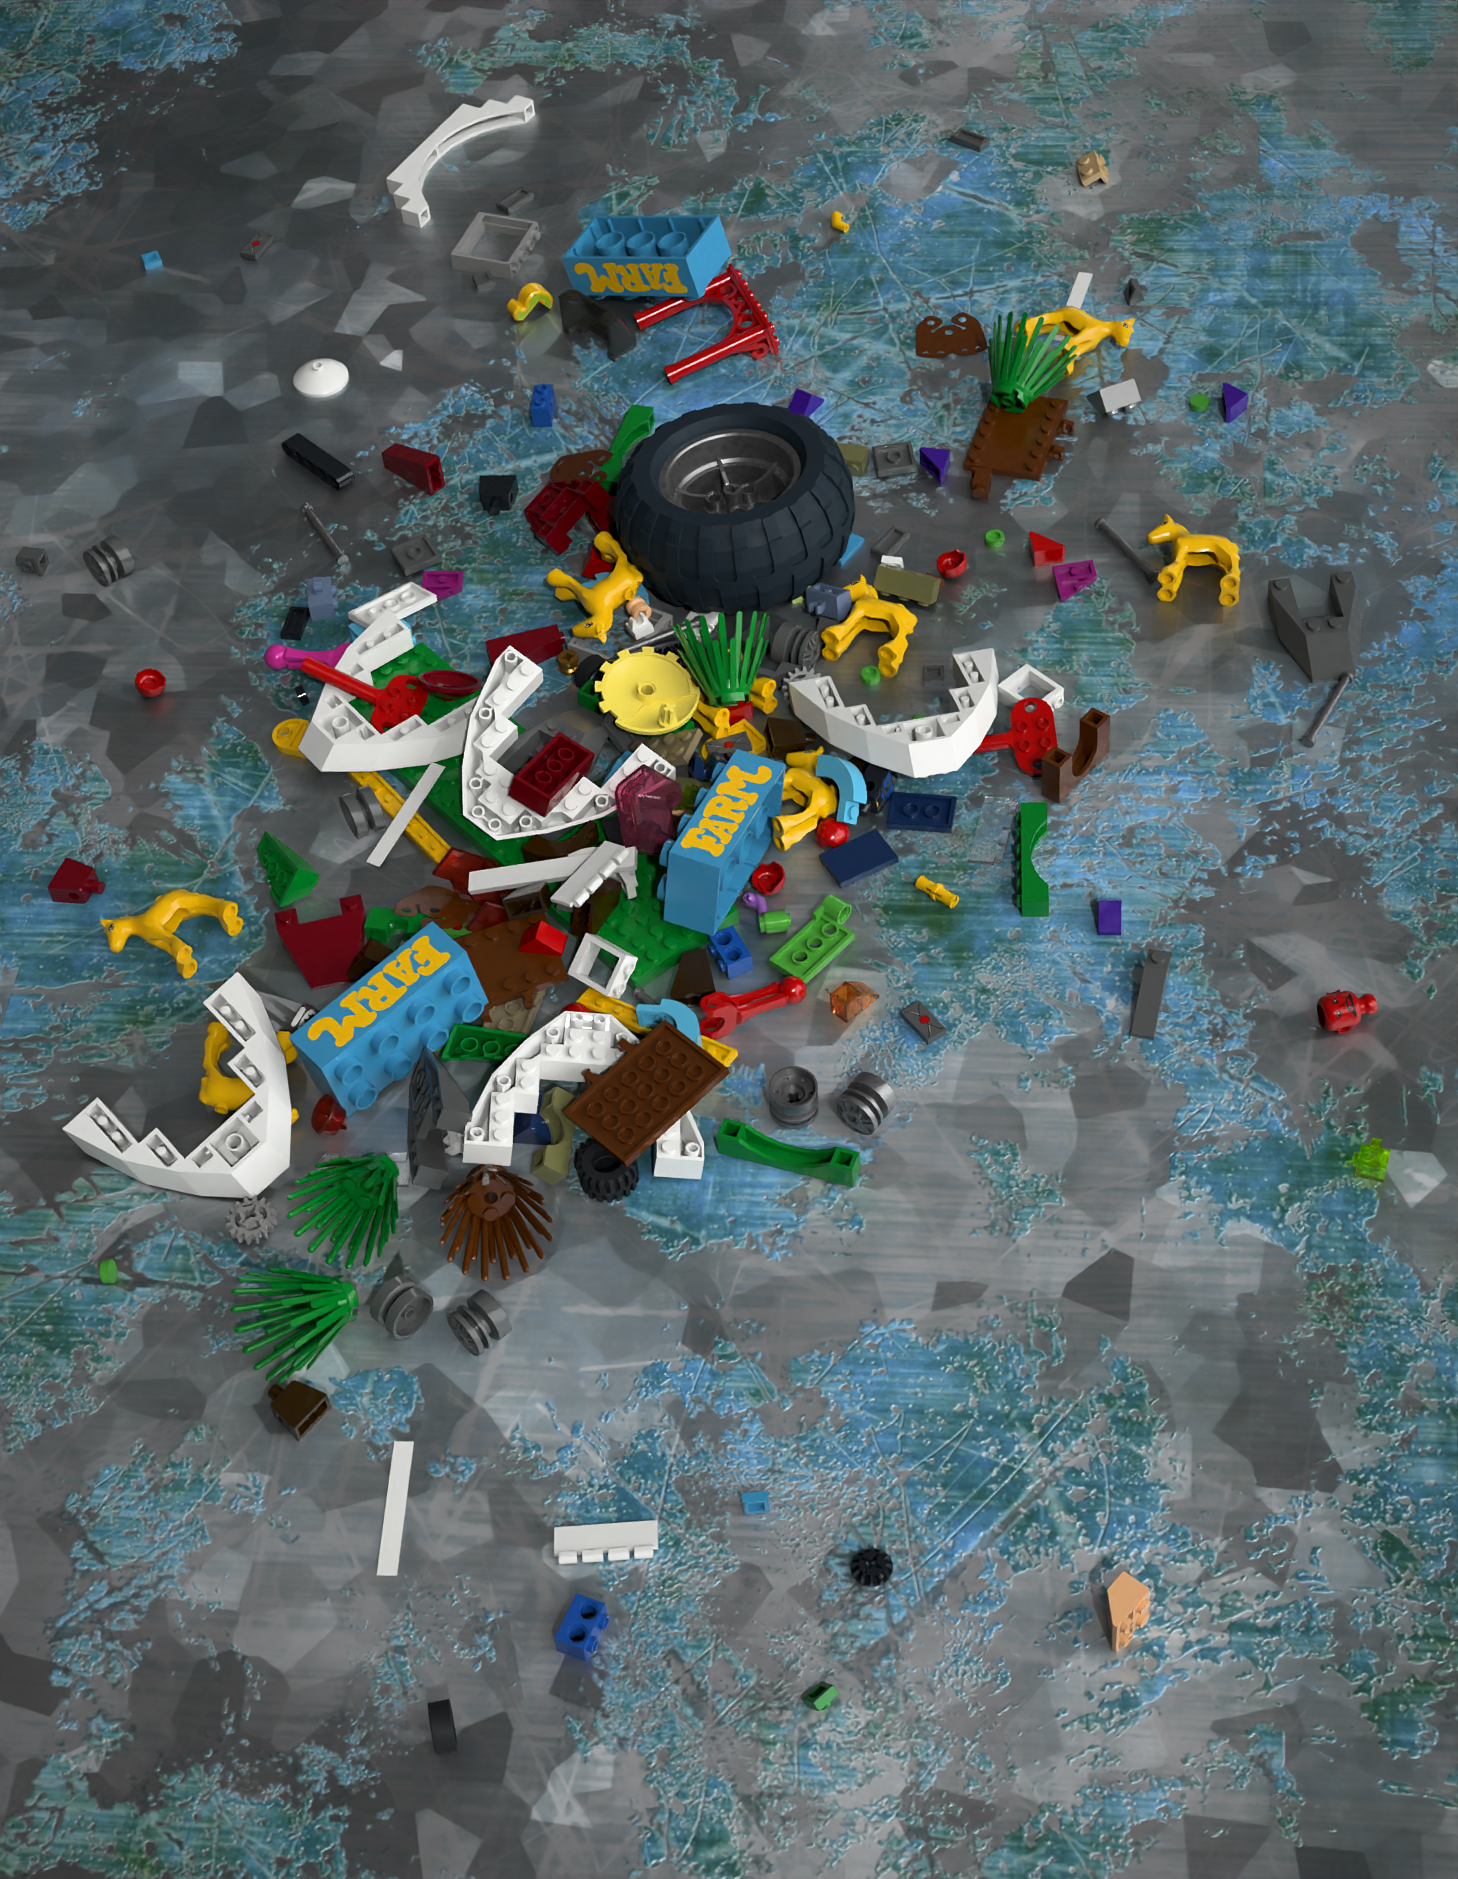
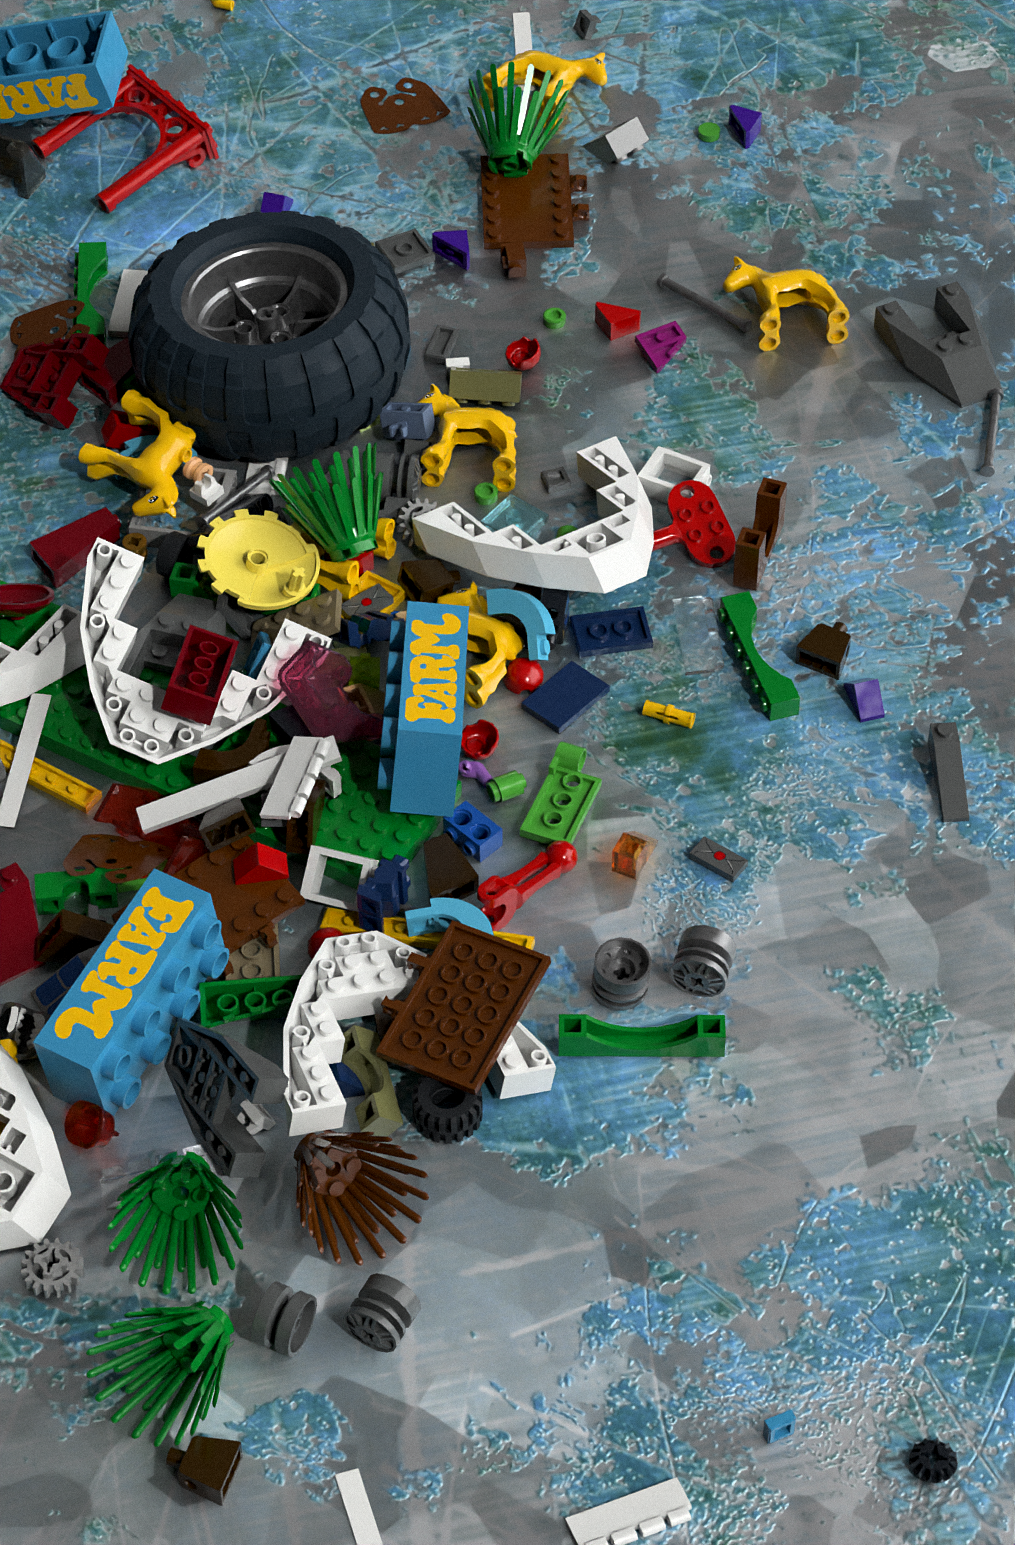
camera: 25 degrees left, 0 degrees up
(628, 985) = (382, 895): none -> dark blue hips
(884, 702) = (517, 512): none -> clear light blue plate
(1093, 866) = (825, 649): none -> dark brown torso

